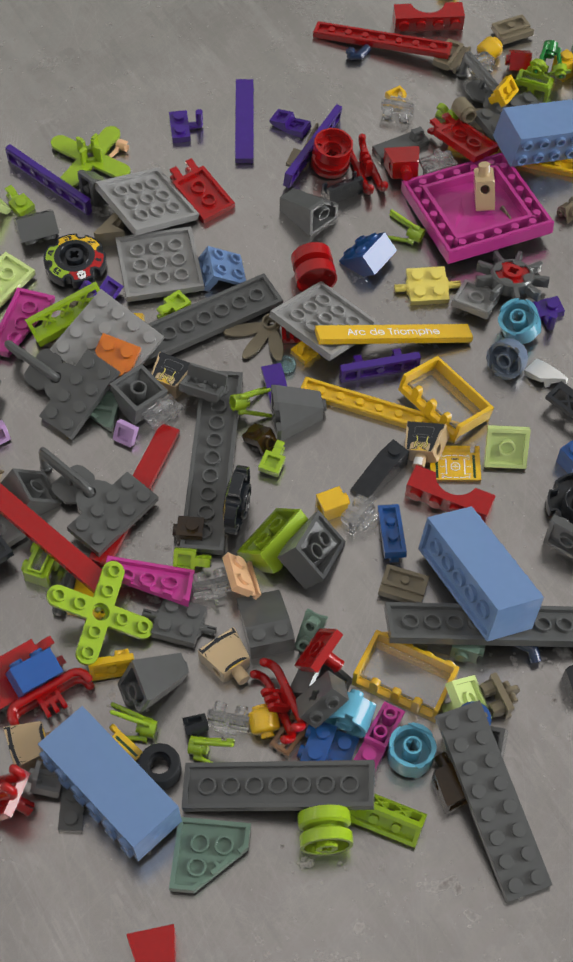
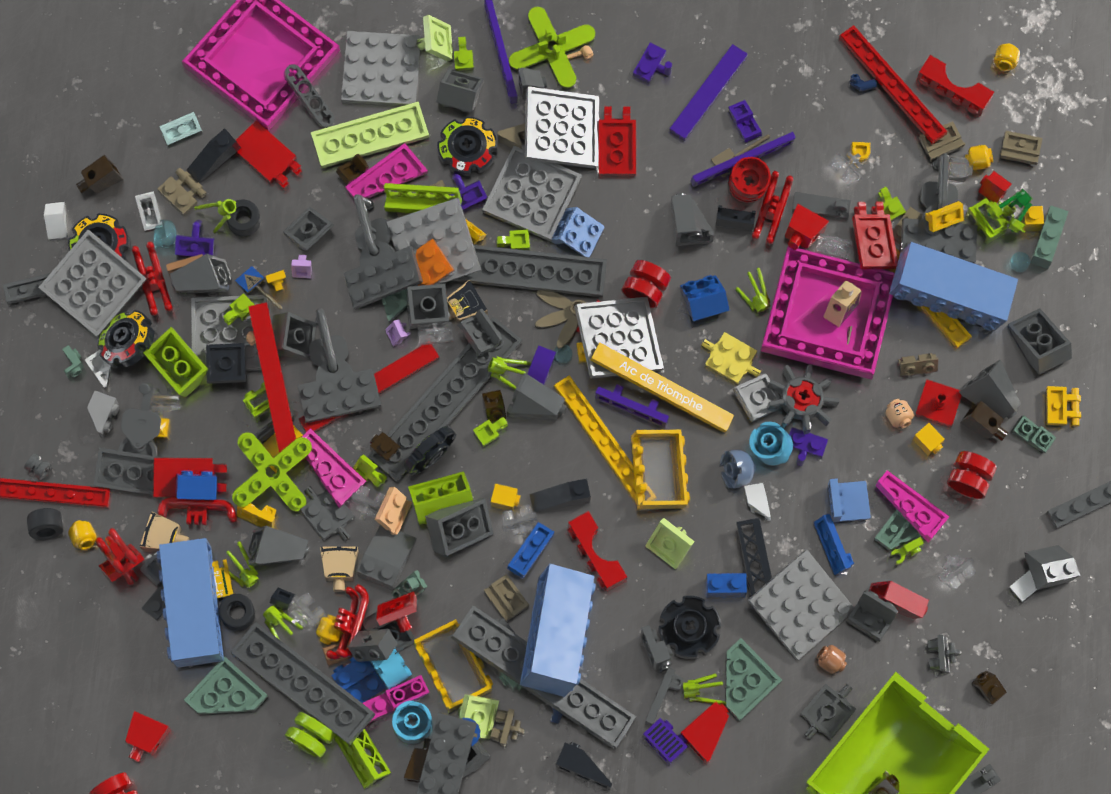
camera: 35 degrees right, 15 degrees up
(425, 442) = (611, 496): torso -> none
(458, 465) = (625, 527): yellow piece -> none
(464, 109) = (896, 210): dark tan brick -> none

